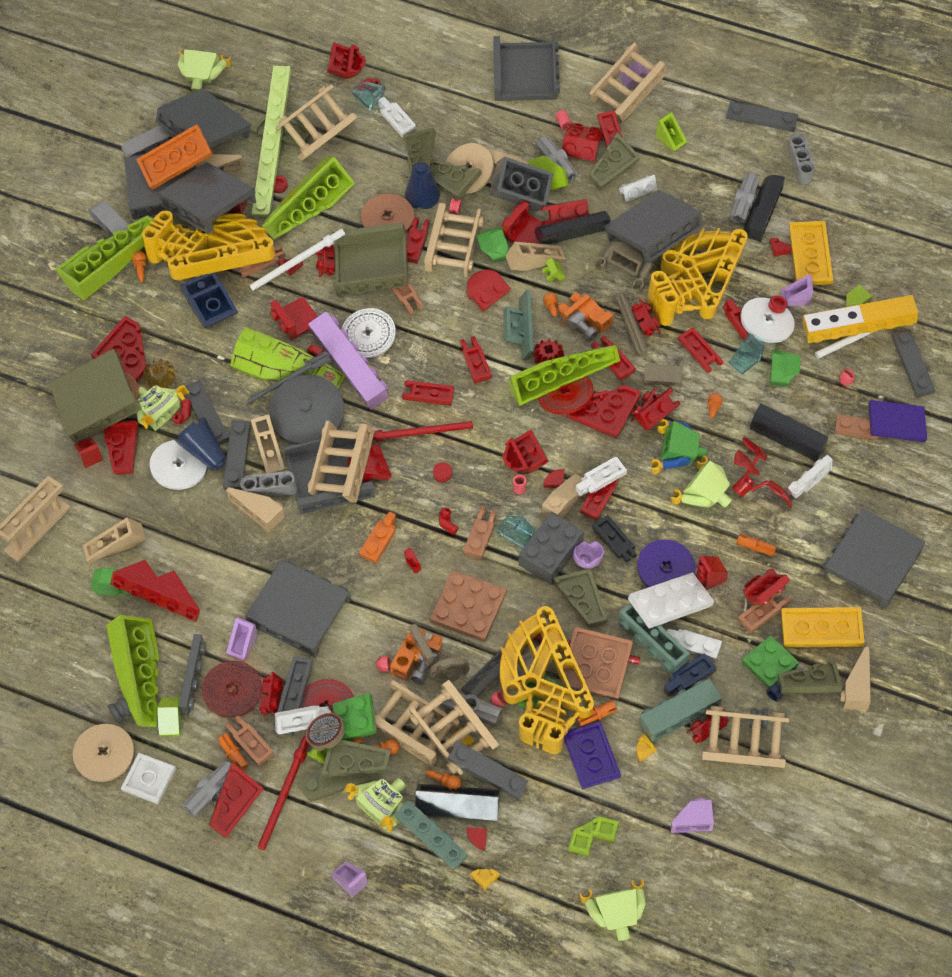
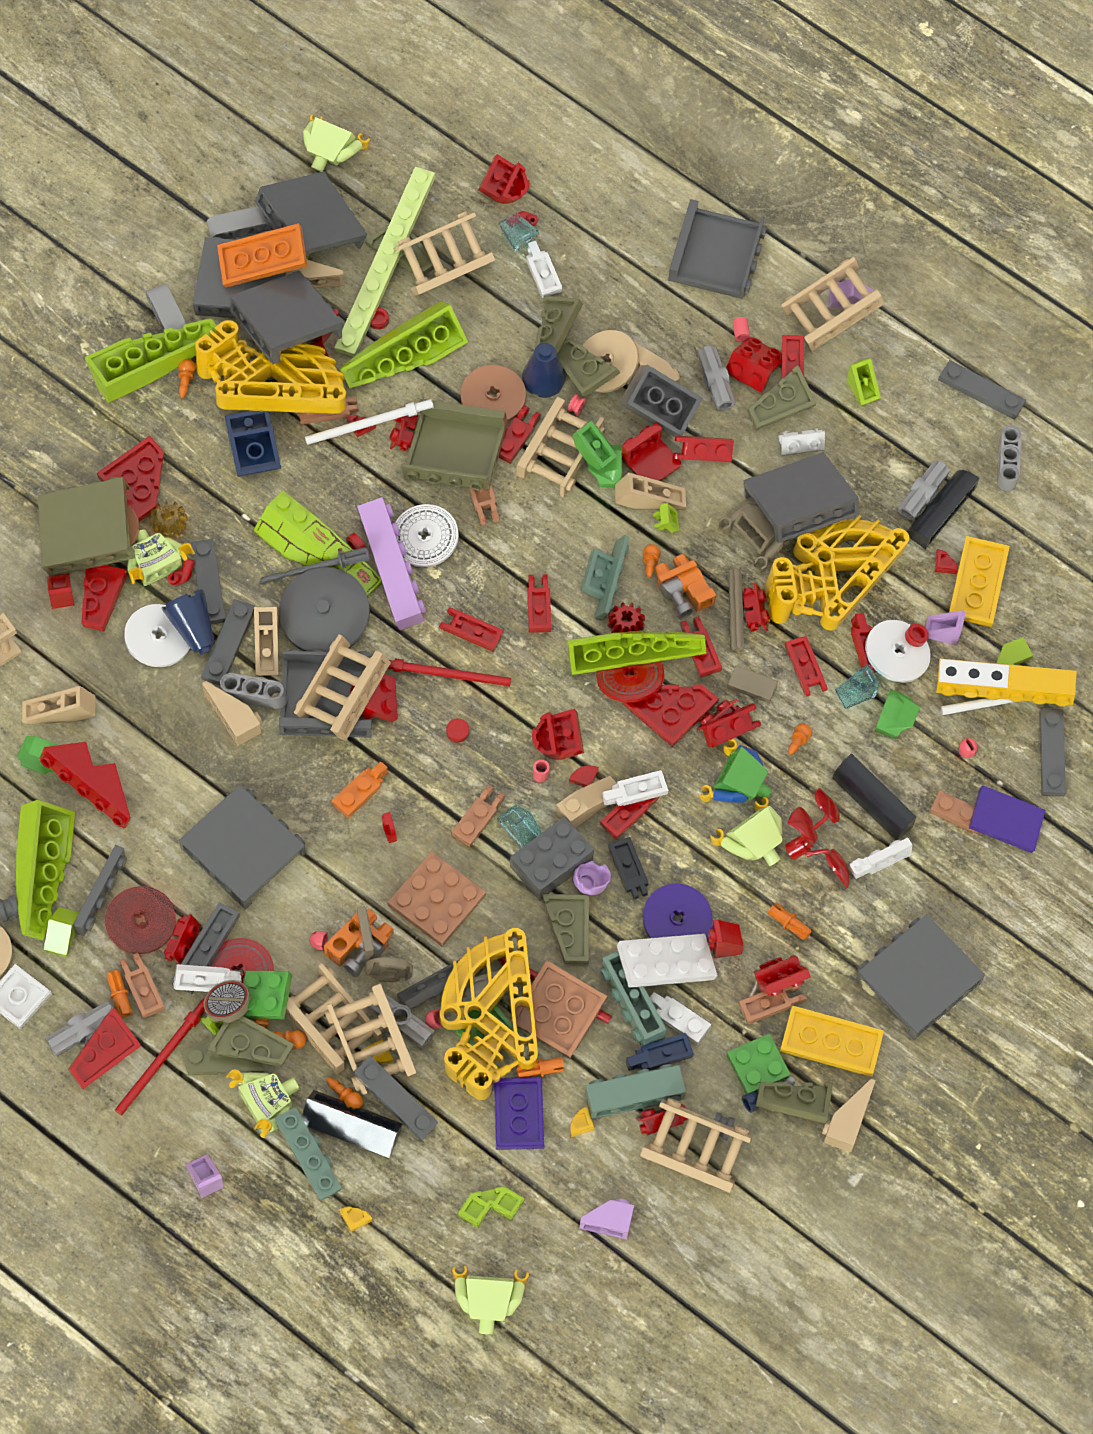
camera: 10 degrees right, 5 degrees up
(242, 639) = (168, 865): lavender slope -> none
(294, 317) = (344, 491): red bracket -> none
(445, 521) = (442, 789): red arm -> none
(477, 837) = (361, 1170): red tile -> none
(480, 230) = (593, 445): none -> bright green slope
(486, 288) = (580, 518): red slope -> none
(559, 177) = (698, 383): lime tile -> none
(572, 228) = (705, 471): black brick -> none

